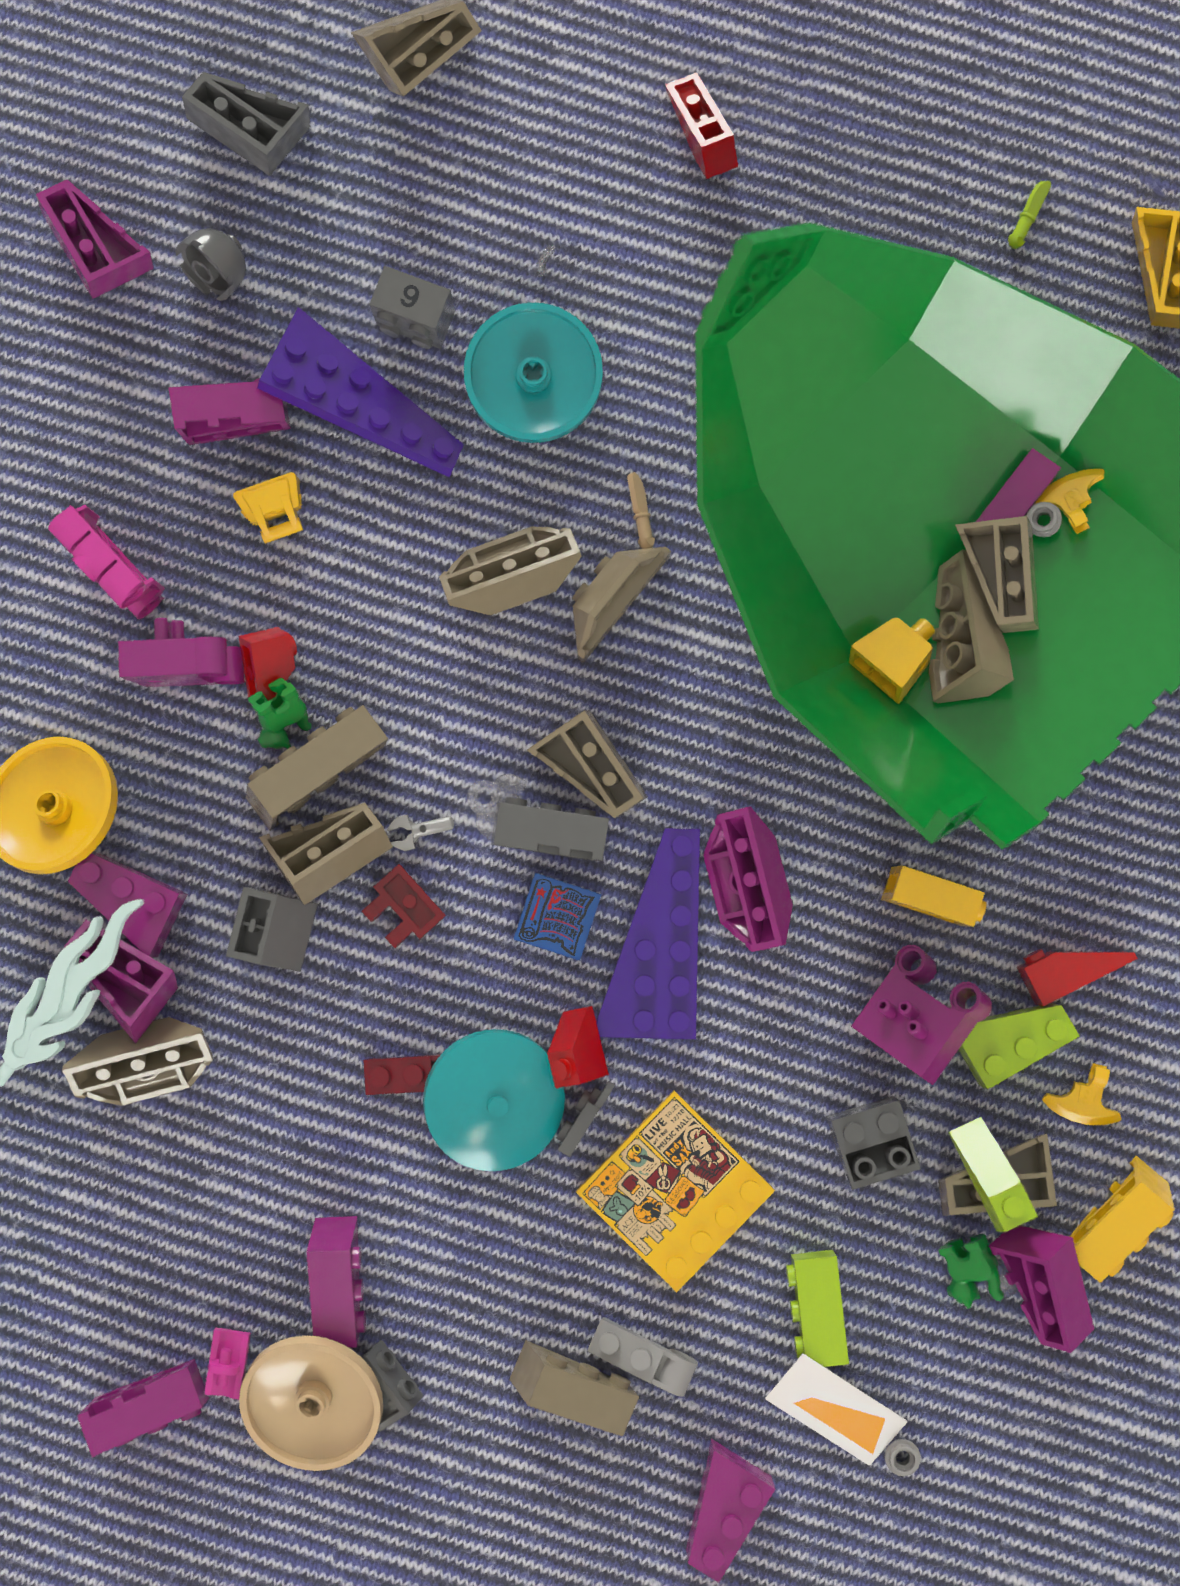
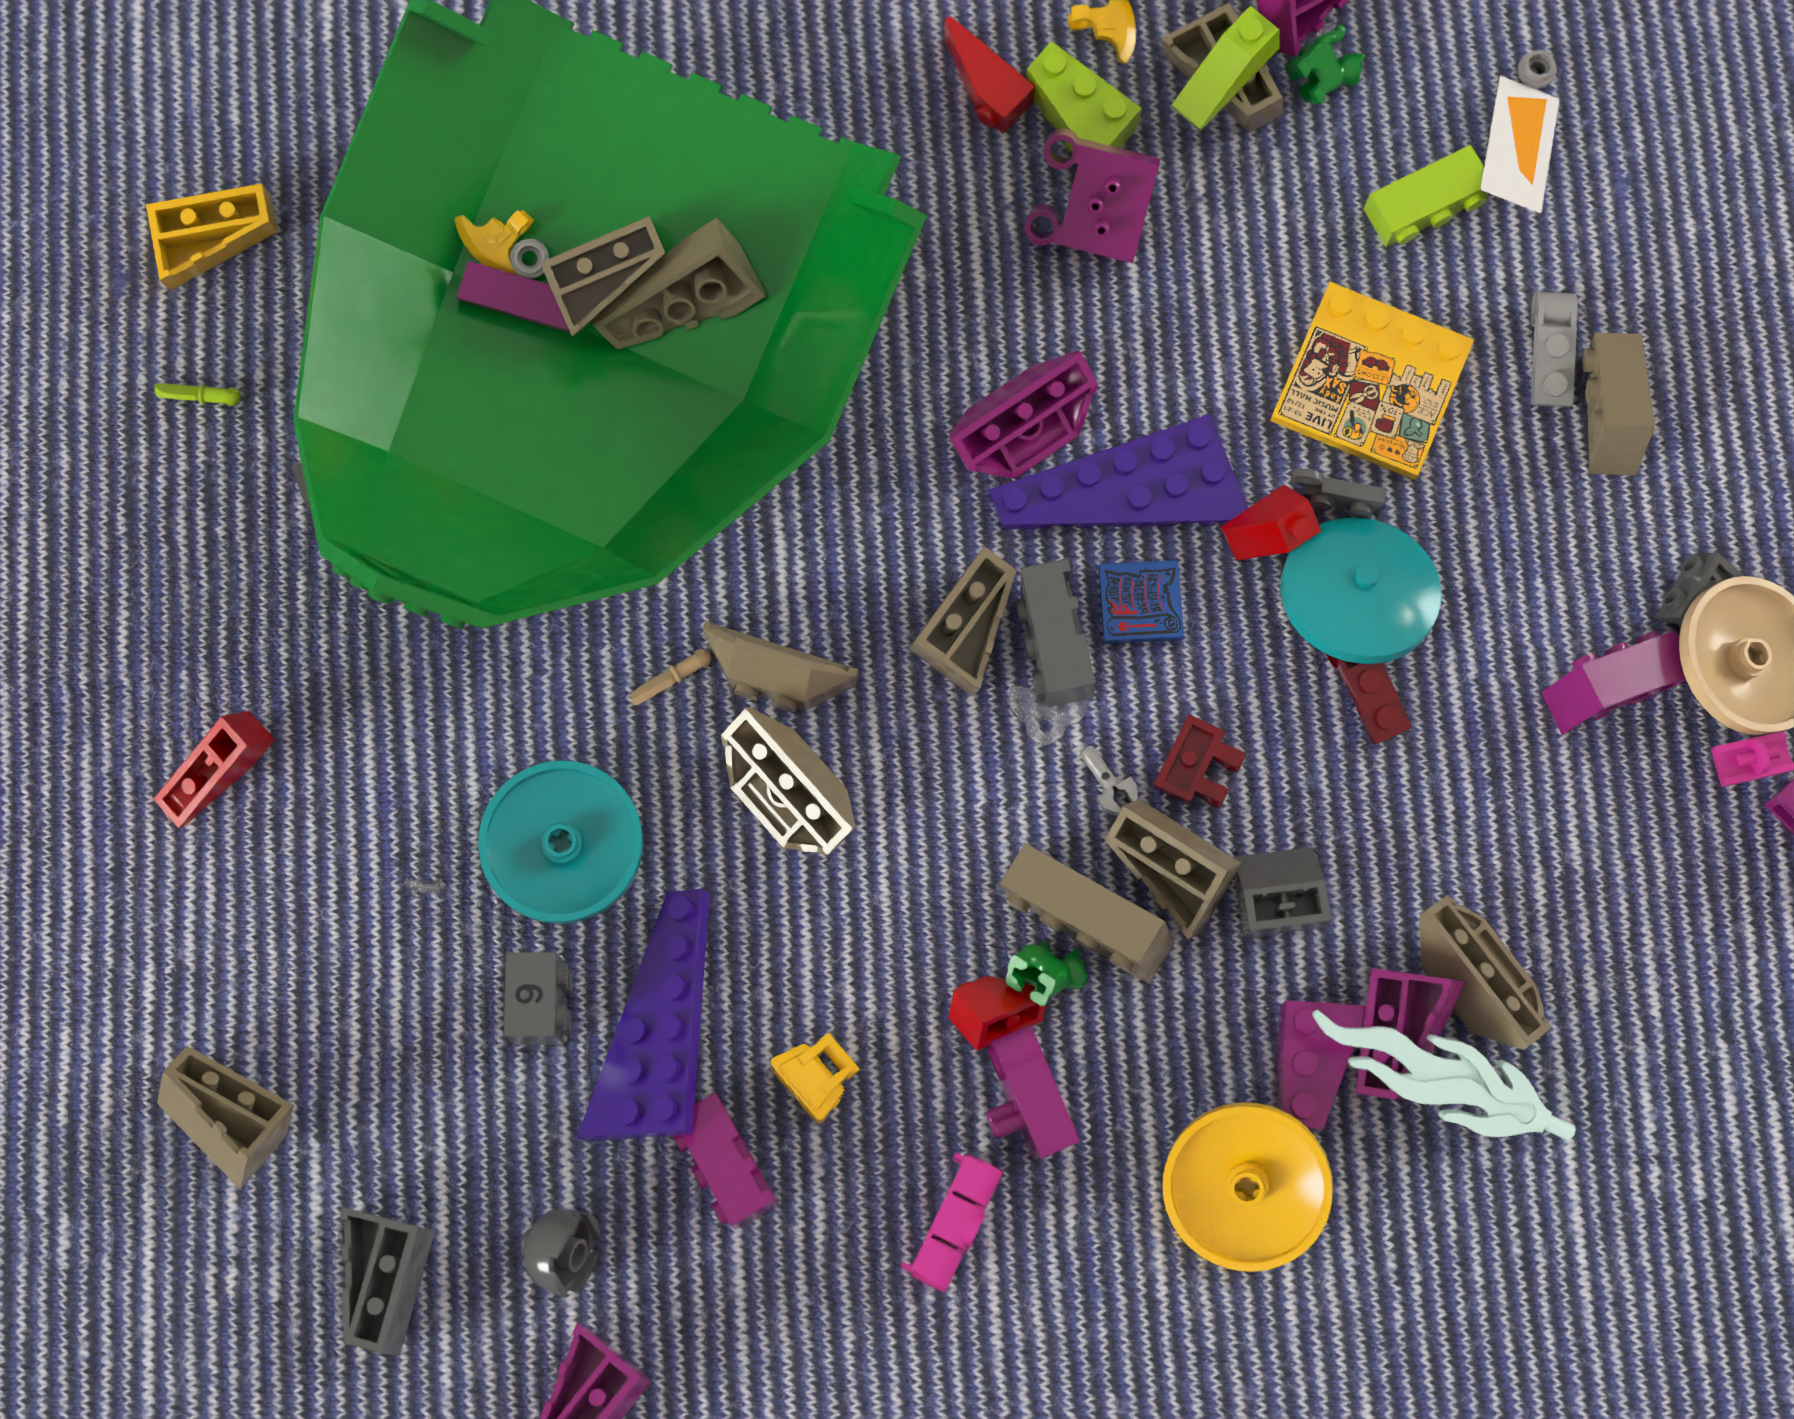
camera: 110 degrees left, 10 degrees down
(726, 1510) = (1667, 212): magenta wedge -> none
(873, 1142) = (1239, 202): dark grey slope -> none
(894, 655) = (732, 352): yellow torso -> none
(934, 896) = (967, 229): yellow window -> none

